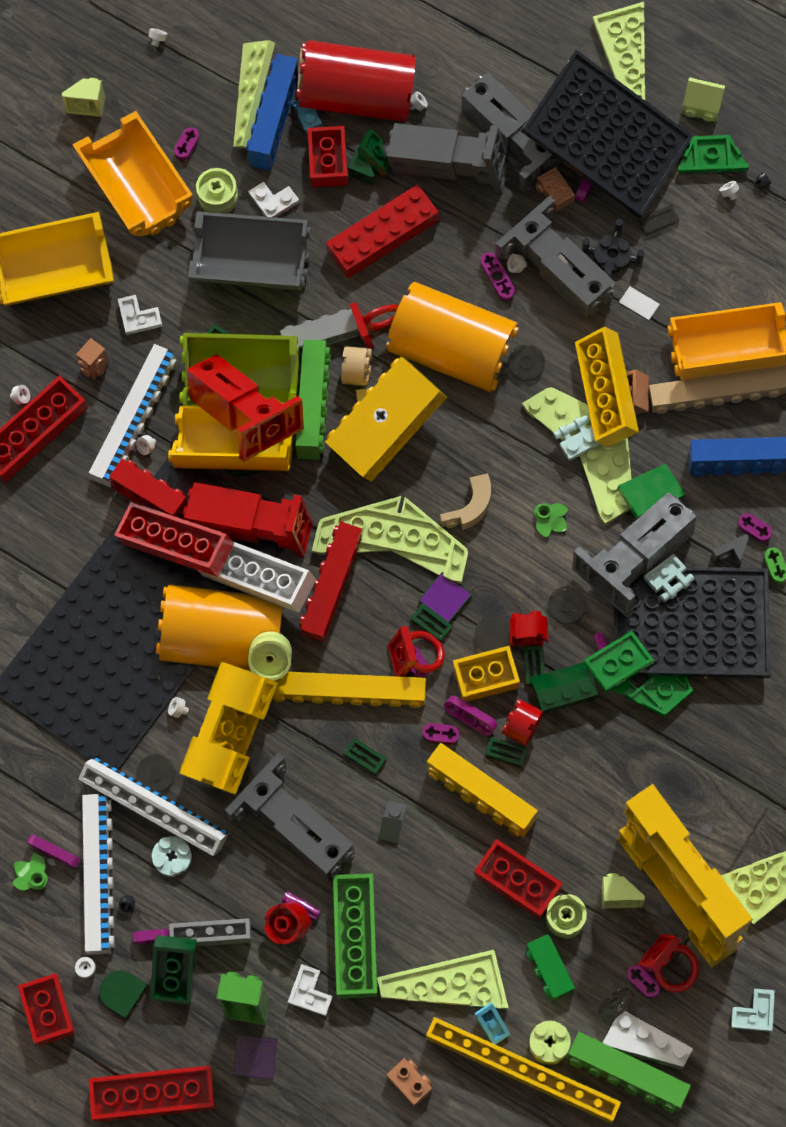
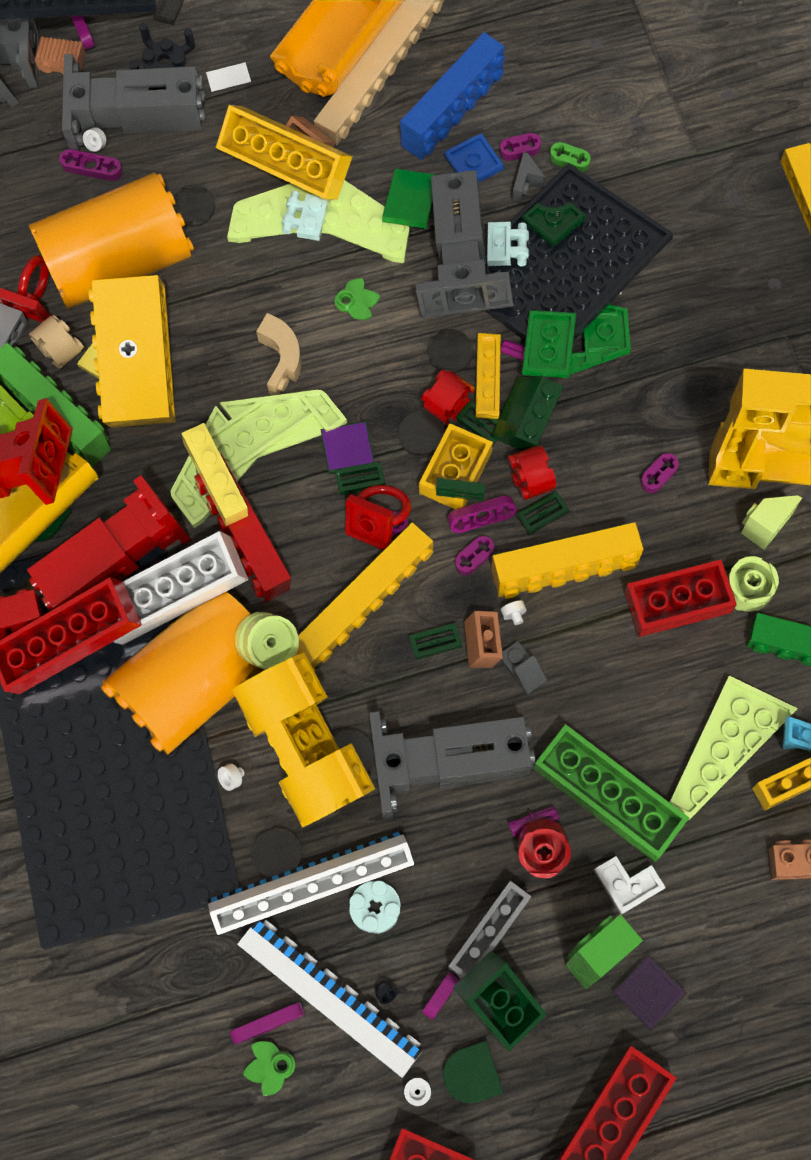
camera: 50 degrees left, 0 degrees up
(342, 537) = (215, 474): none -> light yellow brick
(386, 783) = (483, 639): none -> nougat brick
(423, 787) = (514, 611): none -> white tile
(467, 688) = (460, 489): none -> dark green tile
(569, 642) = (488, 376): none -> yellow tile
(598, 797) = (663, 476): none -> magenta beam
(712, 595) = (553, 223): none -> dark green tile
(718, 507) = (474, 155): none -> blue tile

